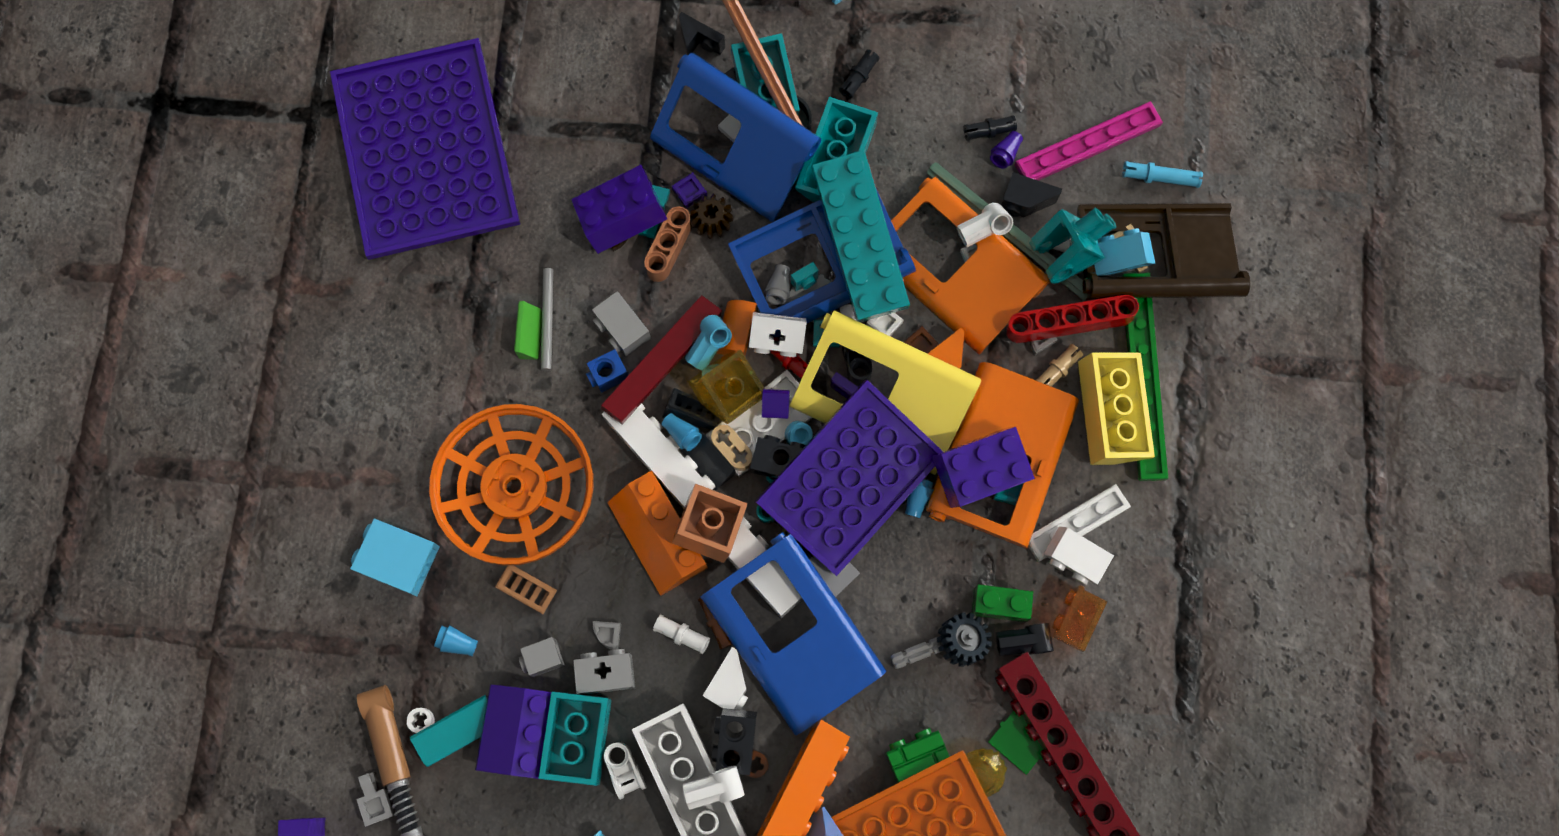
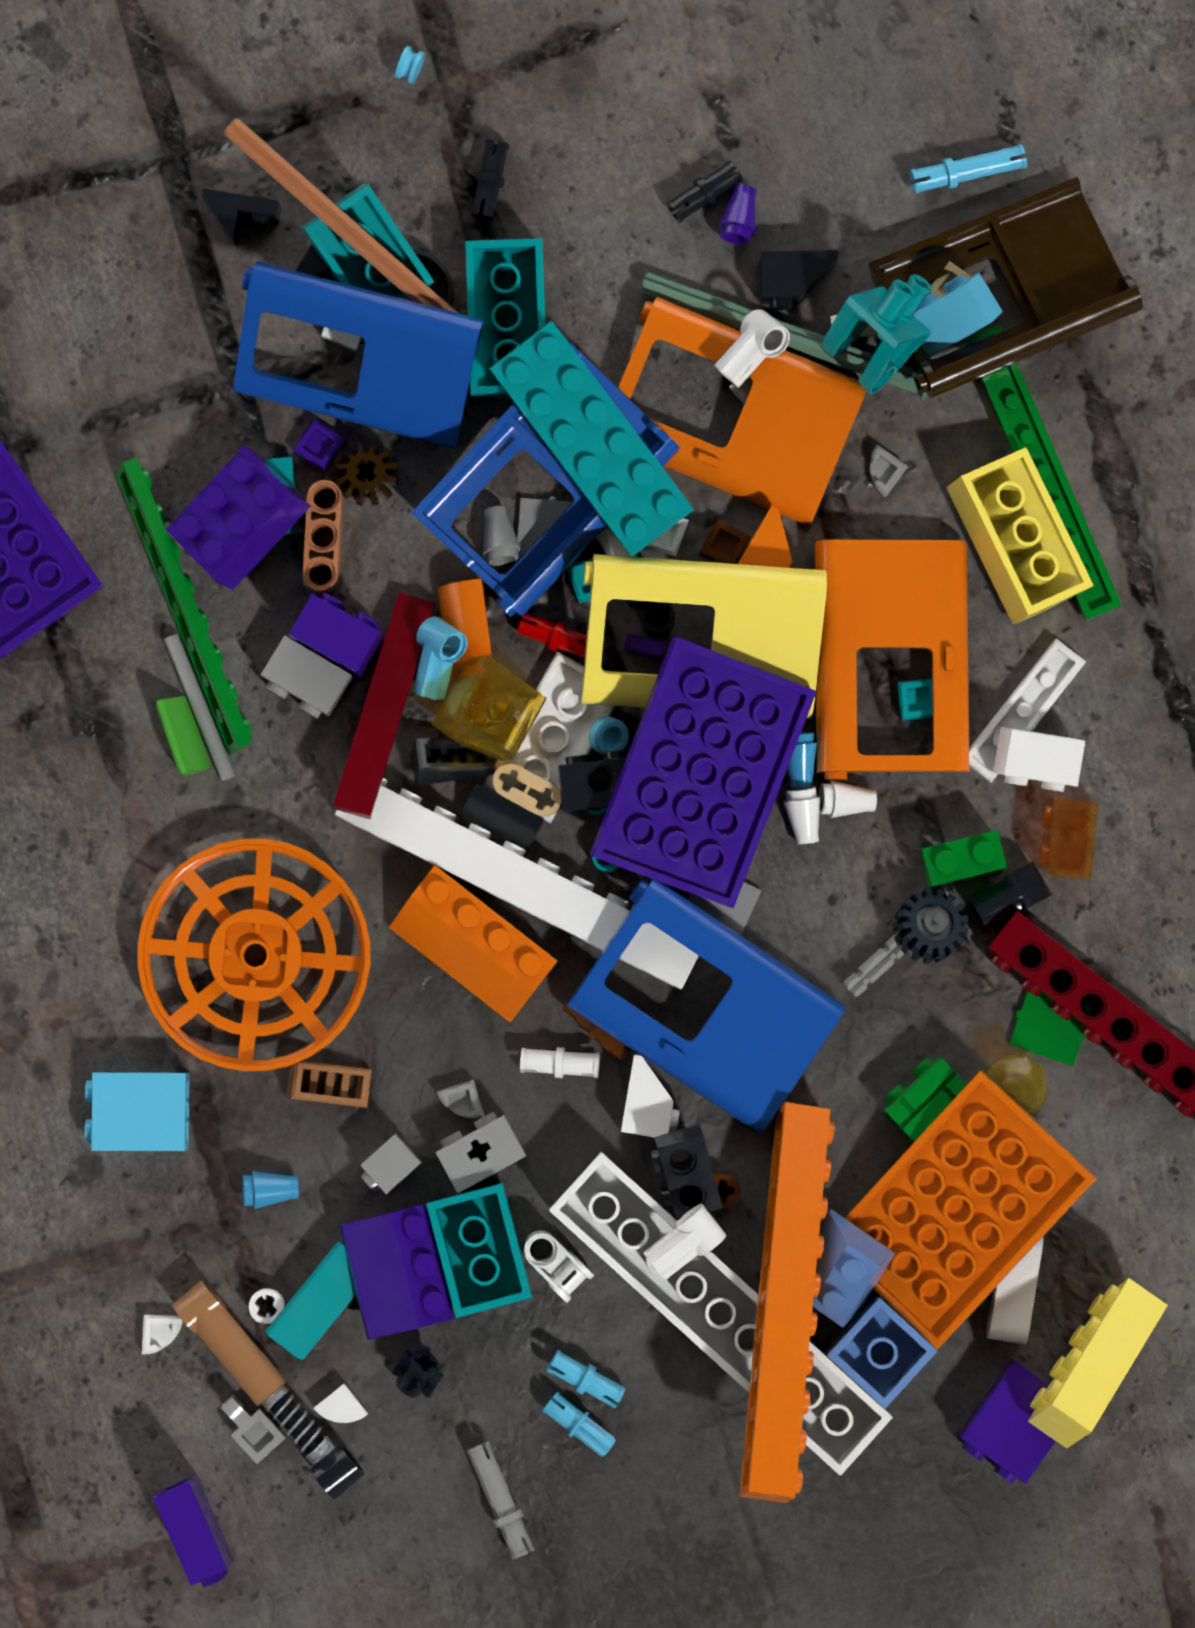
camera: 25 degrees left, 10 degrees up
(342, 710) = (159, 1332): none -> white tile
(440, 810) = (341, 1406): none -> white tile
(499, 807) = (417, 1373): none -> black gear
(563, 262) = (179, 593): none -> green plate
(609, 360) = (315, 732): blue brick -> none
(650, 302) = (337, 635): none -> dark purple brick
(682, 432) = (453, 796): dark azure cone -> none
(709, 523) = (543, 908): nougat brick -> none
(766, 324) = (508, 609): white brick -> none
(775, 403) = (562, 708): dark purple tile -> none
(805, 277) = (532, 514): teal plate -> none
(906, 533) = (803, 813): none -> white cone
(937, 534) = (846, 799): none -> white cone
(983, 467) = (872, 691): dark purple brick -> none
(1060, 366) = (924, 505): tan pin -> none
(1080, 310) = (928, 418): red beam -> none
(1089, 142) = (850, 159): dark pink tile -> none

